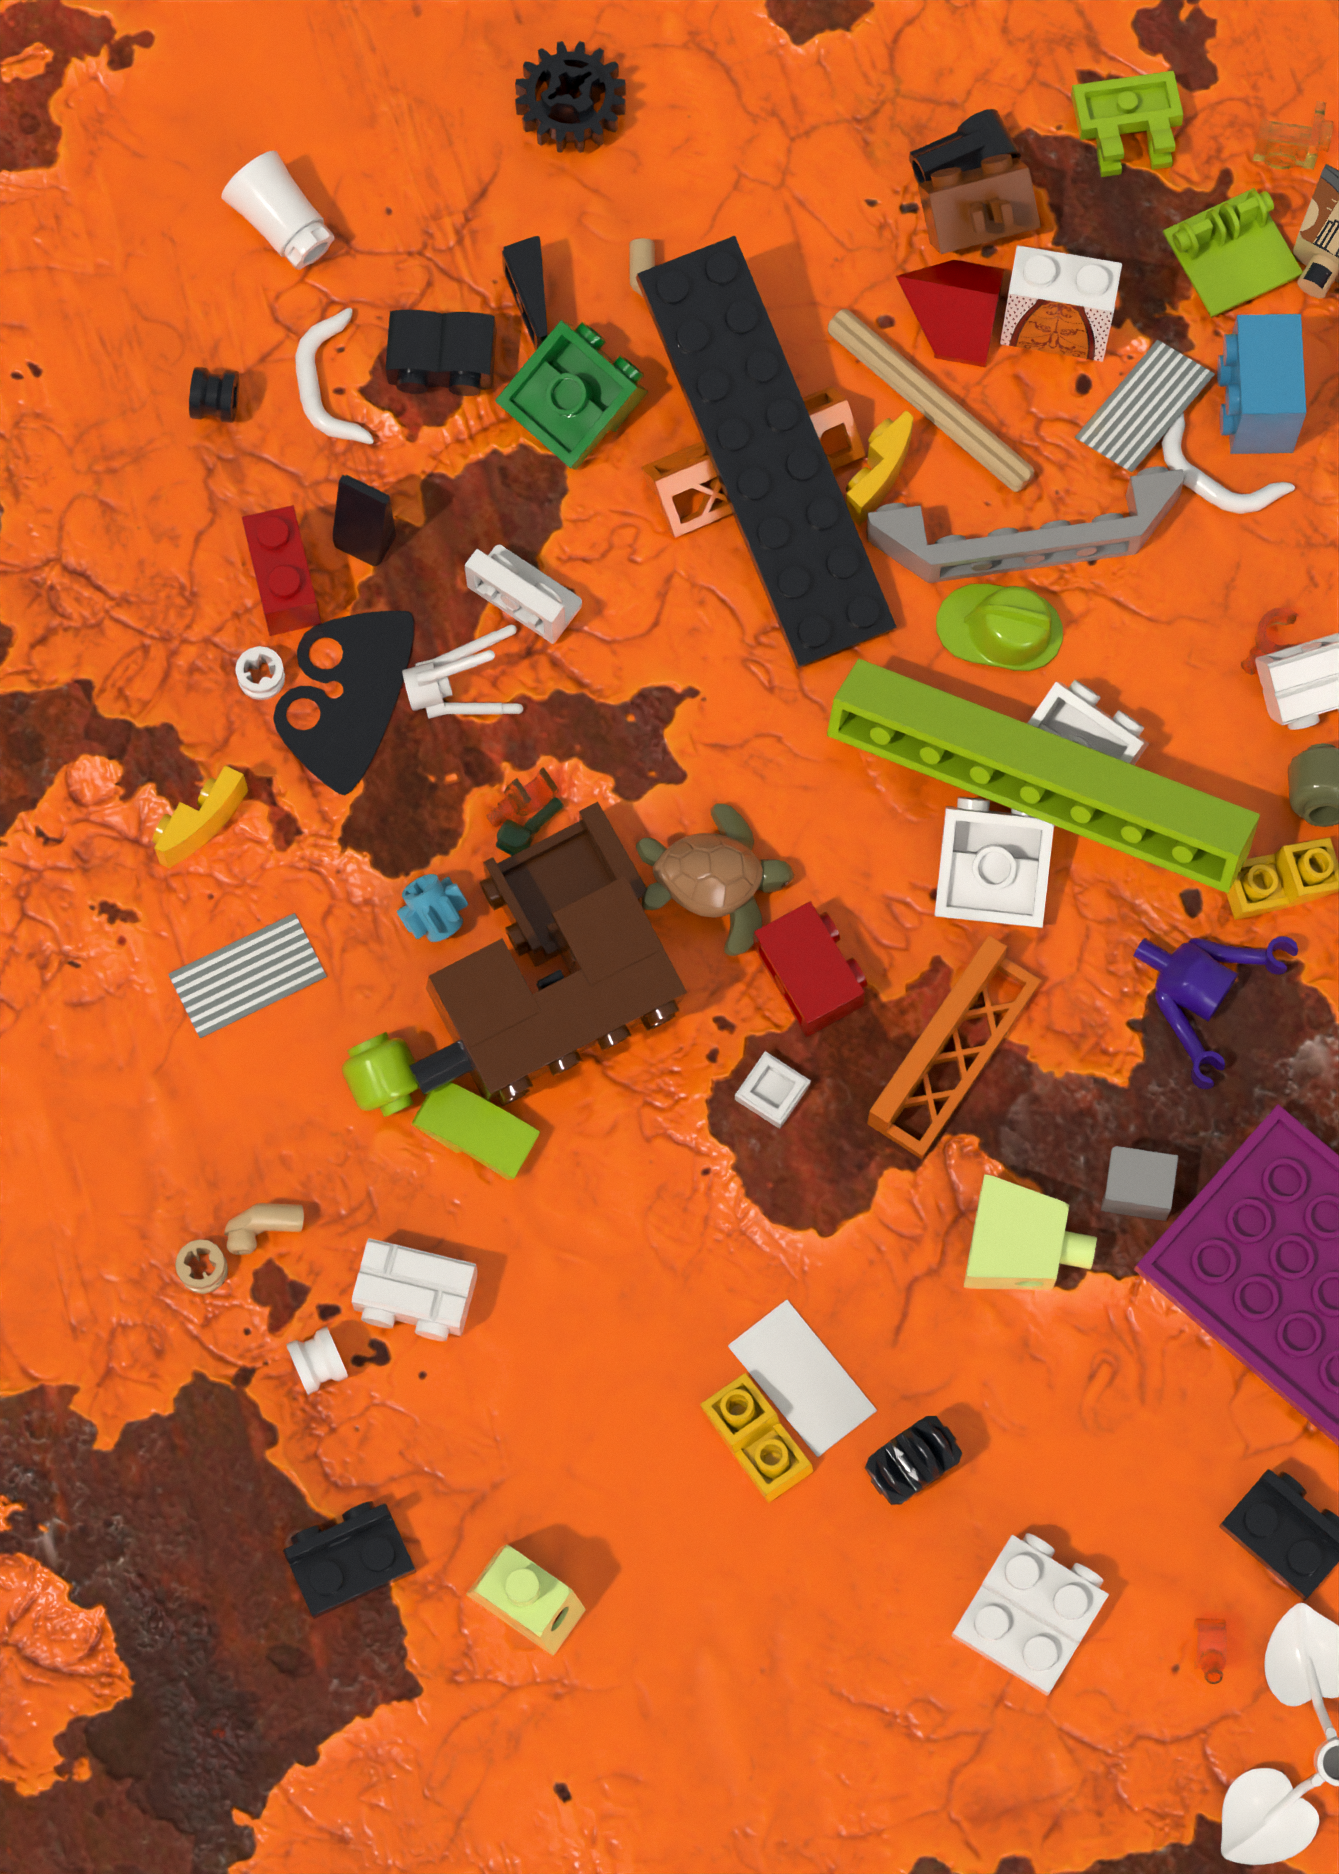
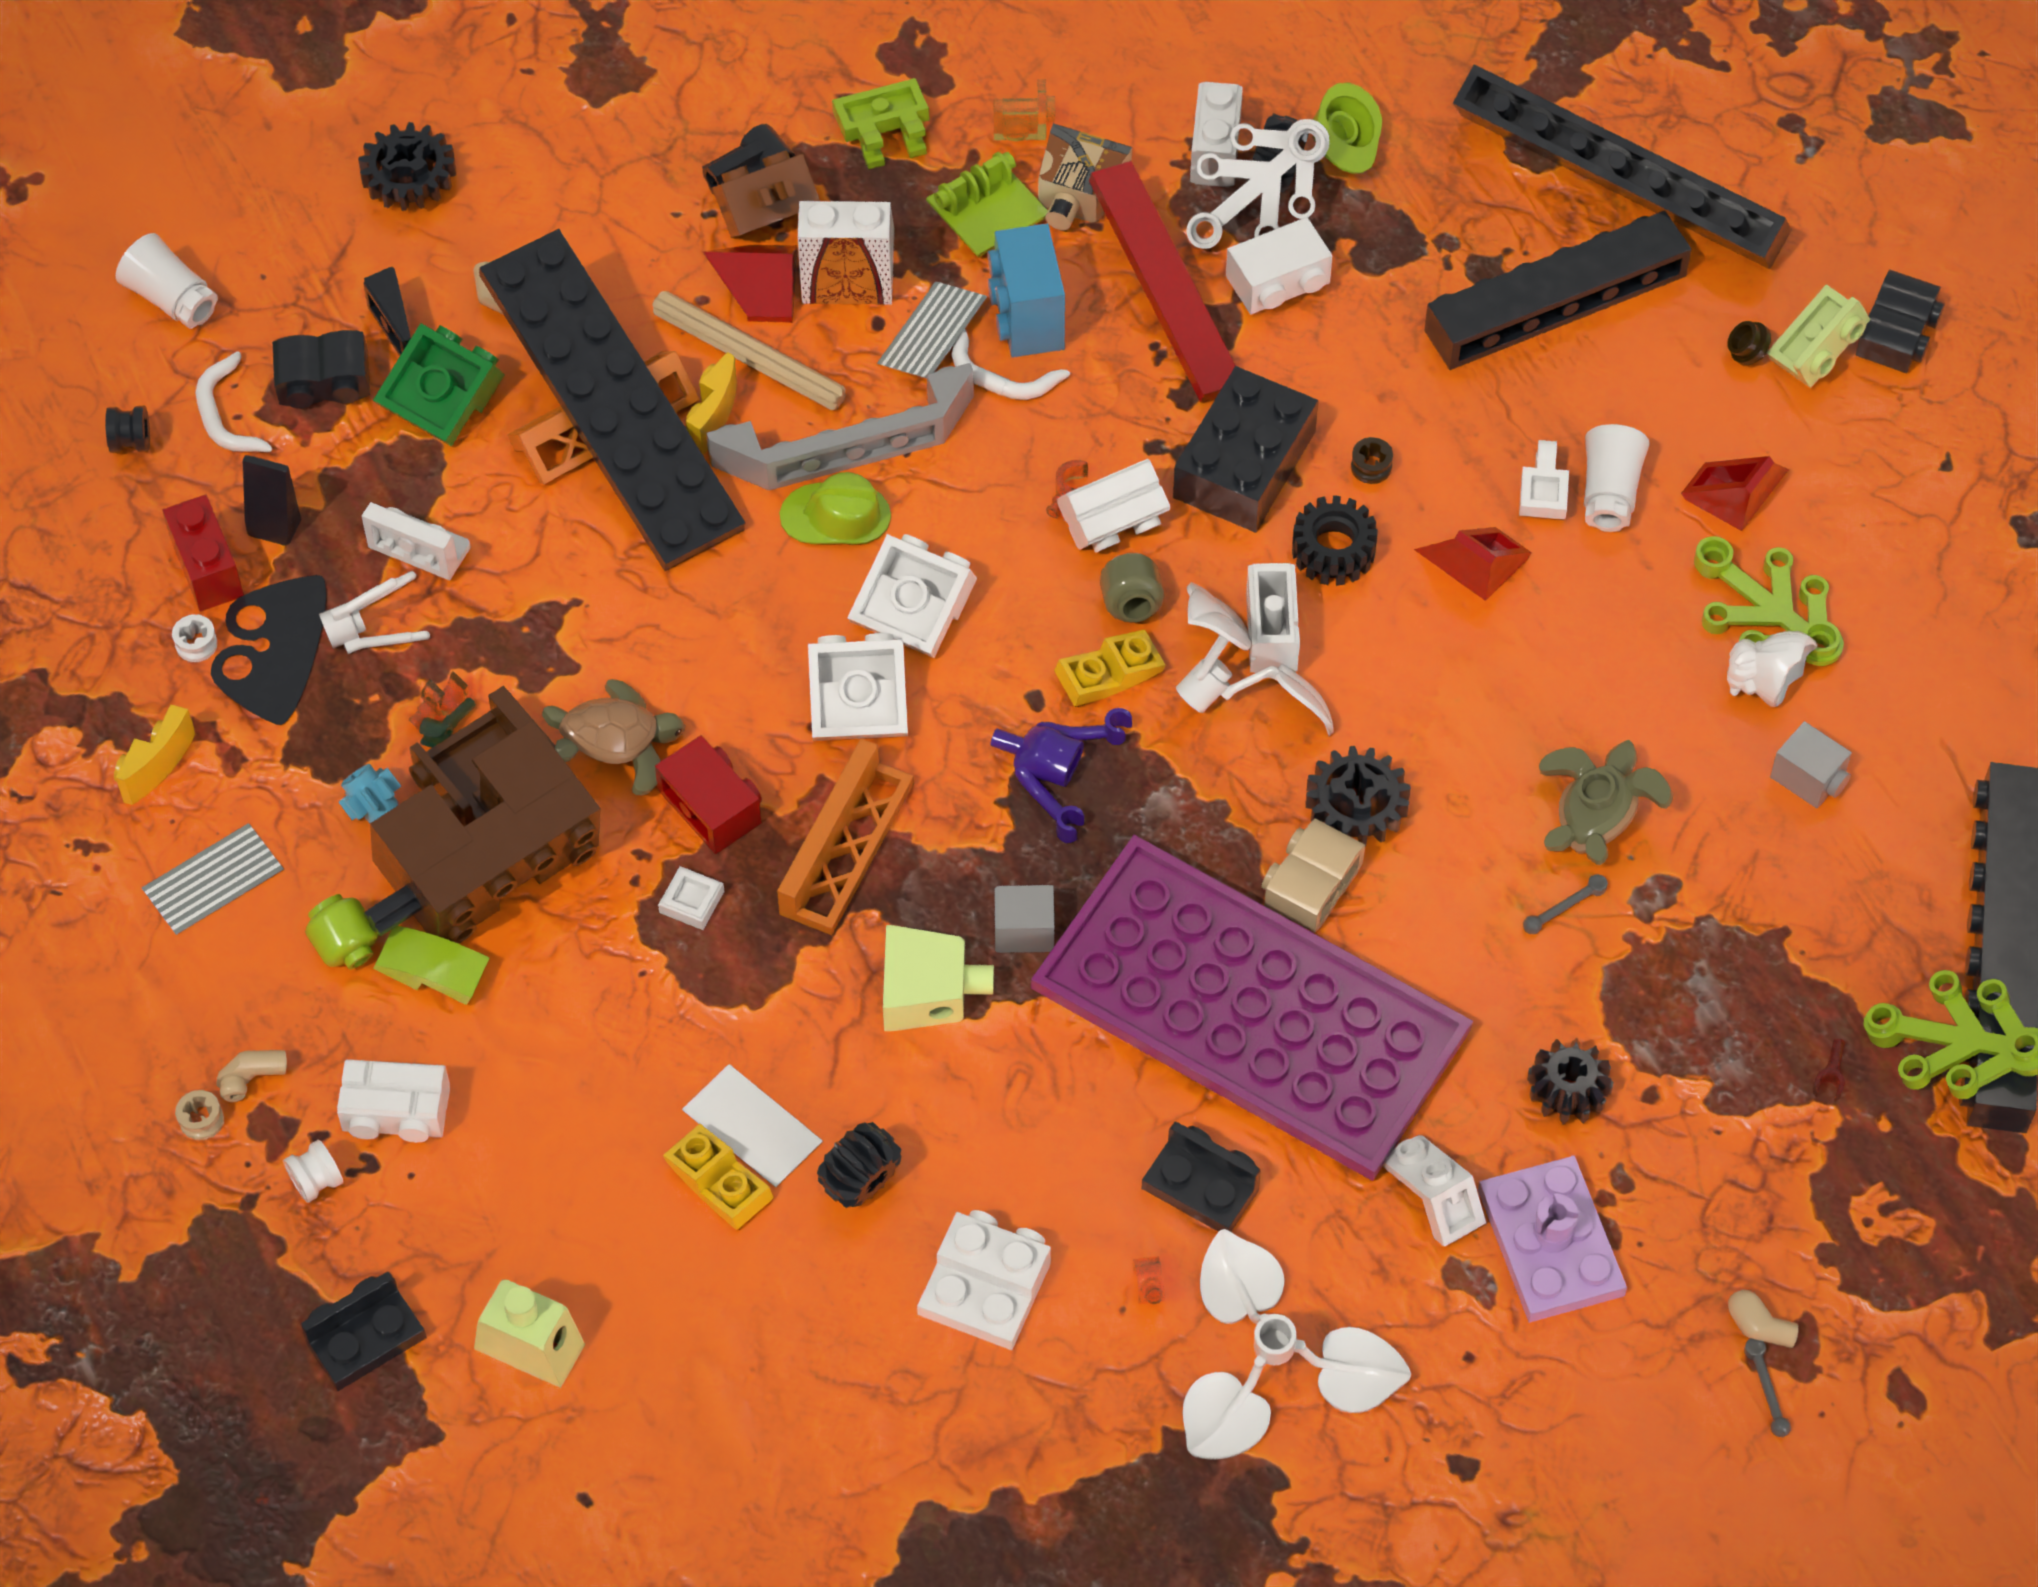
camera: 10 degrees left, 15 degrees down
(1043, 775) = (886, 604): lime brick -> none

